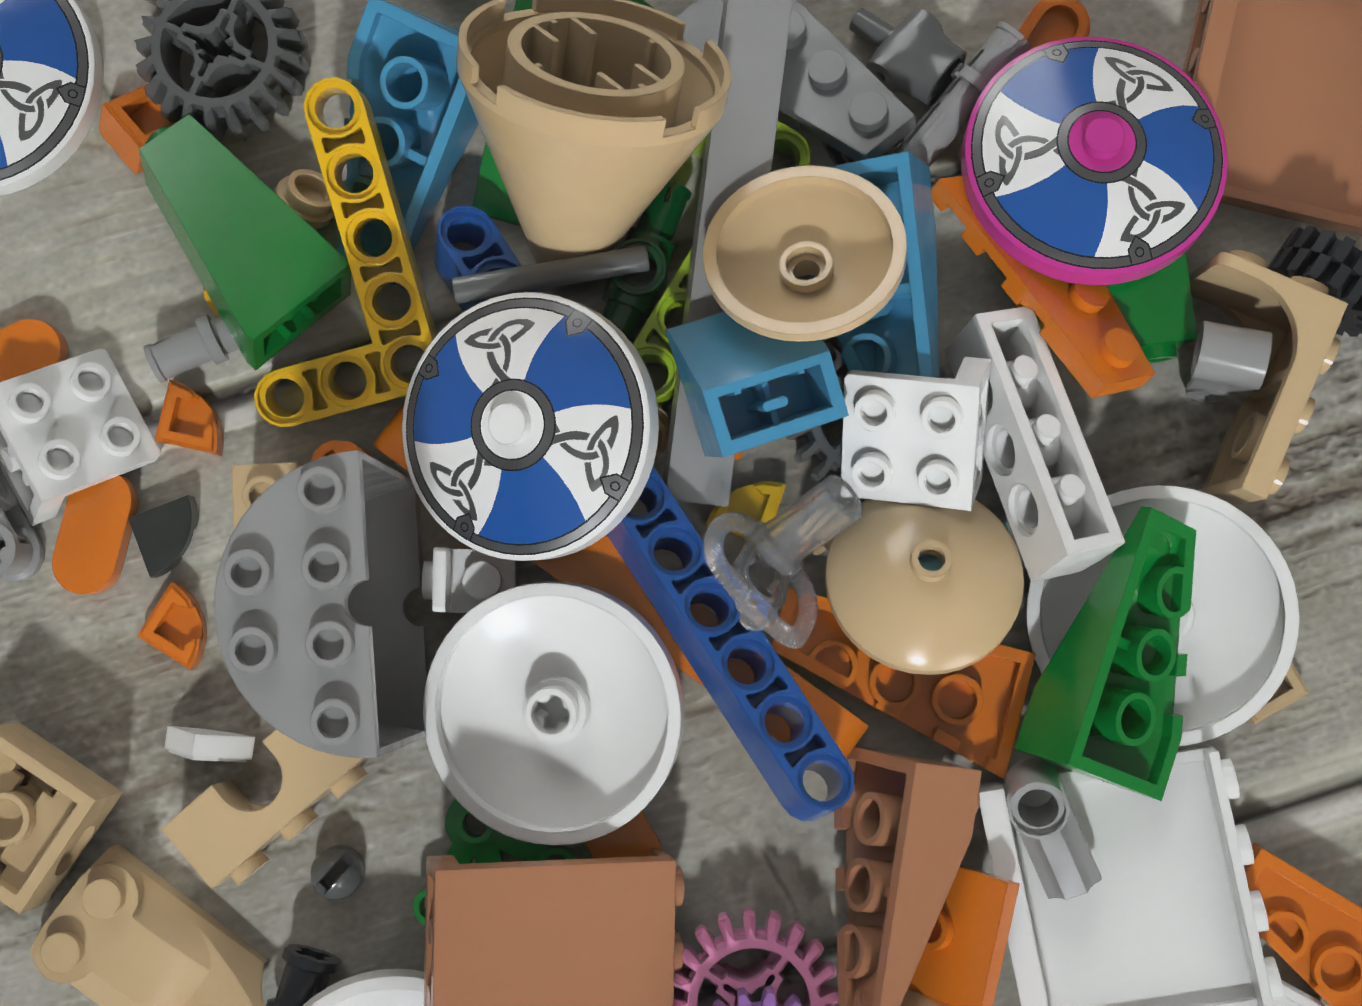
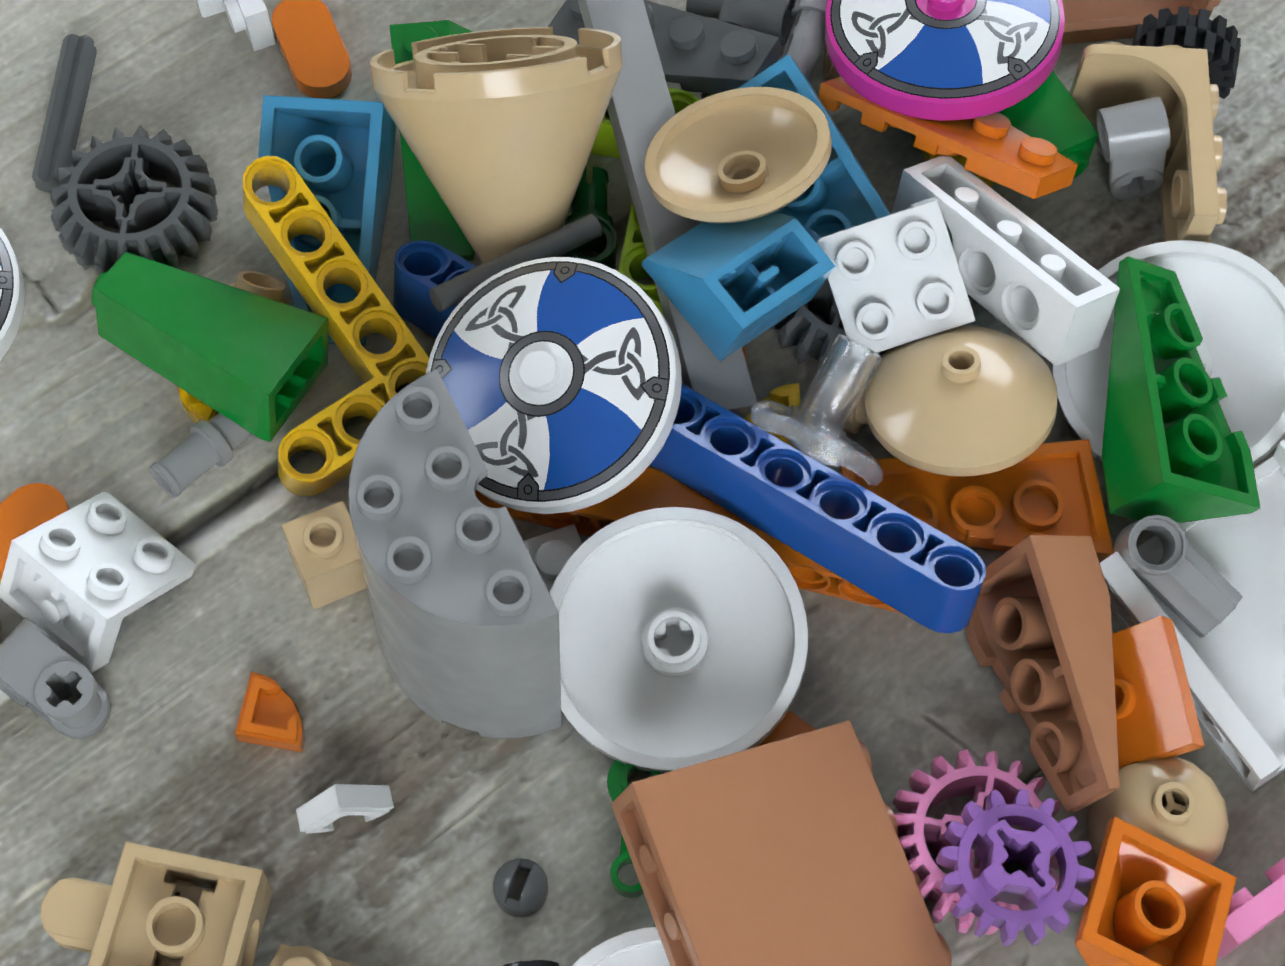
camera: 25 degrees left, 20 degrees down
(95, 536) = (157, 660): orange tile -> none
(129, 123) = (64, 295): orange slope -> none
(165, 534) = (227, 633): pearl dark grey tile -> none
(189, 421) = (213, 527): orange tile -> none
(226, 832) = (404, 879): tan arch -> none

